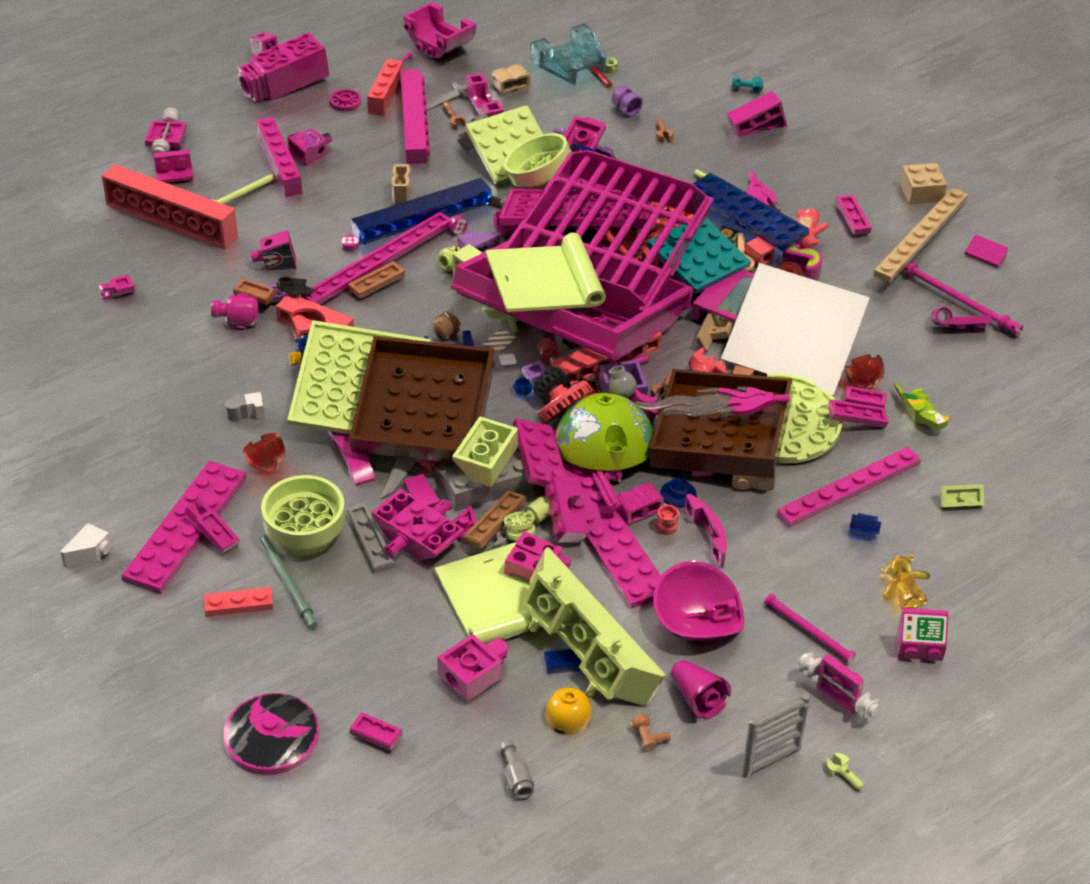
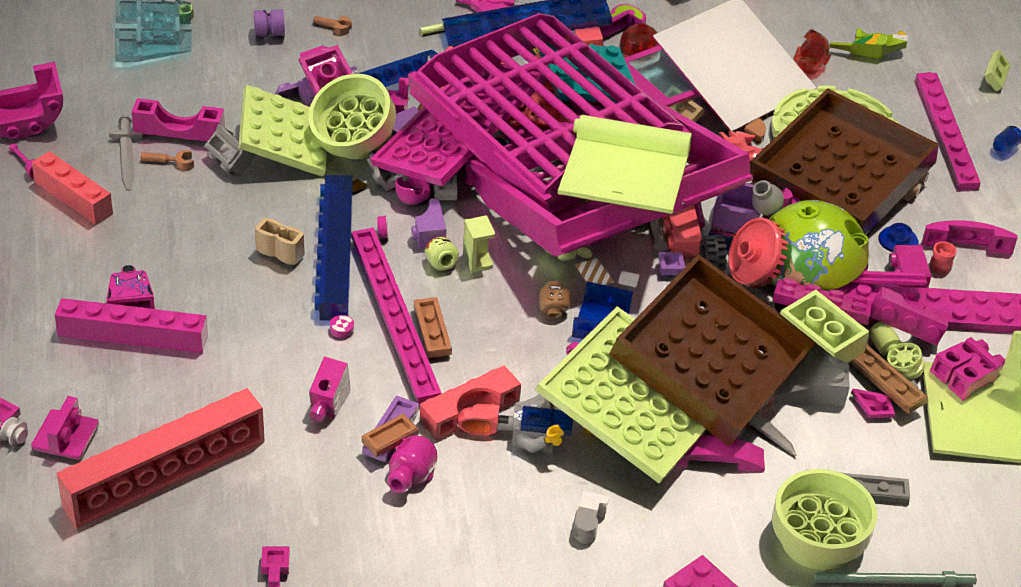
camera: 65 degrees left, 0 degrees up
(249, 188) = (167, 383): yellowish green piece -> none
(266, 453) = (690, 522): clear red cylinder -> none
(293, 286) = (405, 397): pearl dark grey plate -> none
(345, 100) = (54, 232): dark pink wheel -> none
(415, 116) = (154, 187): dark pink brick -> none
(415, 526) = (877, 437): dark pink slope -> none
(421, 490) = (808, 420): dark pink tile -> none
(510, 79) = (145, 85): tan brick -> none
(547, 348) = (643, 240): coral wheel -> none
(601, 76) = (199, 26): red bar -> none
(712, 400) = (831, 143): piece -> none
(857, 413) = (864, 80): dark pink plate -> none
(865, 397) = (838, 69): dark pink plate -> none

